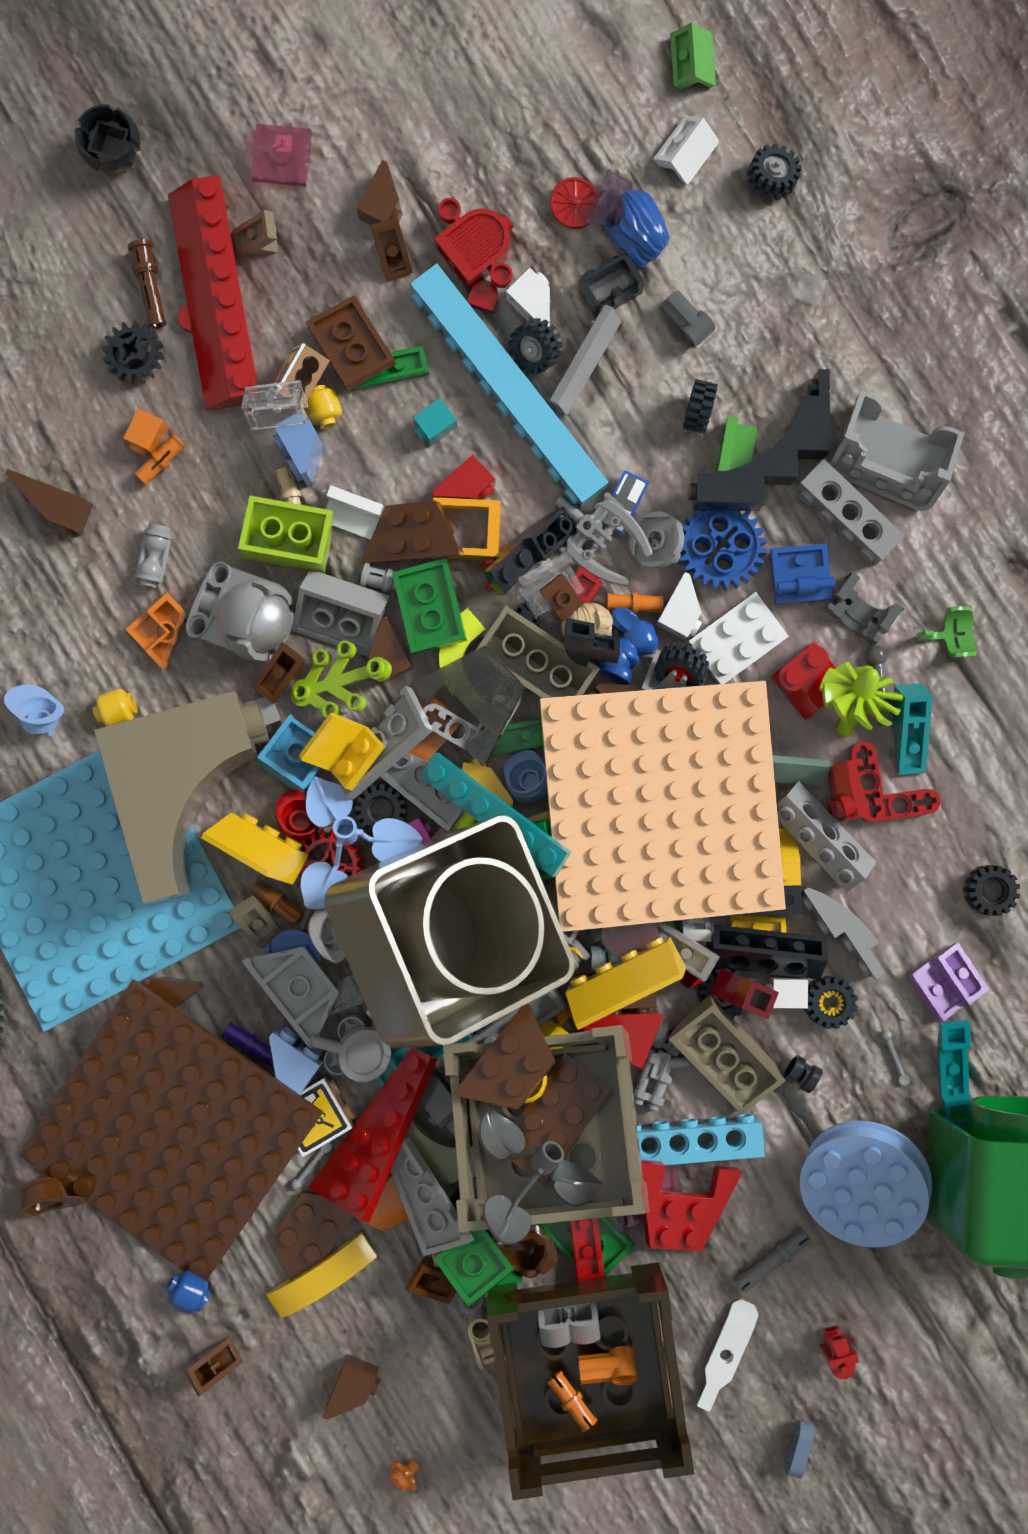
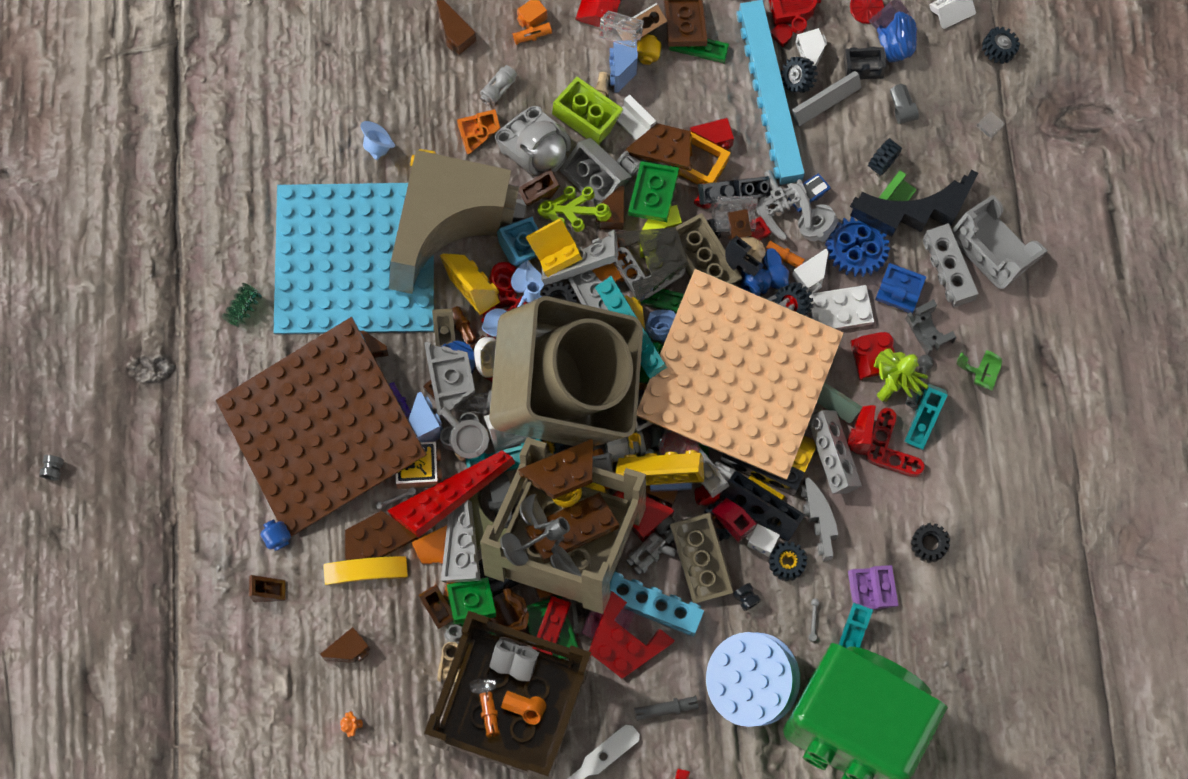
camera: 30 degrees right, 15 degrees down
(45, 1195) = (220, 432): reddish brown piece -> none
(434, 422) = (713, 90): teal brick -> none
(543, 1370) = (481, 686): none -> clear tile

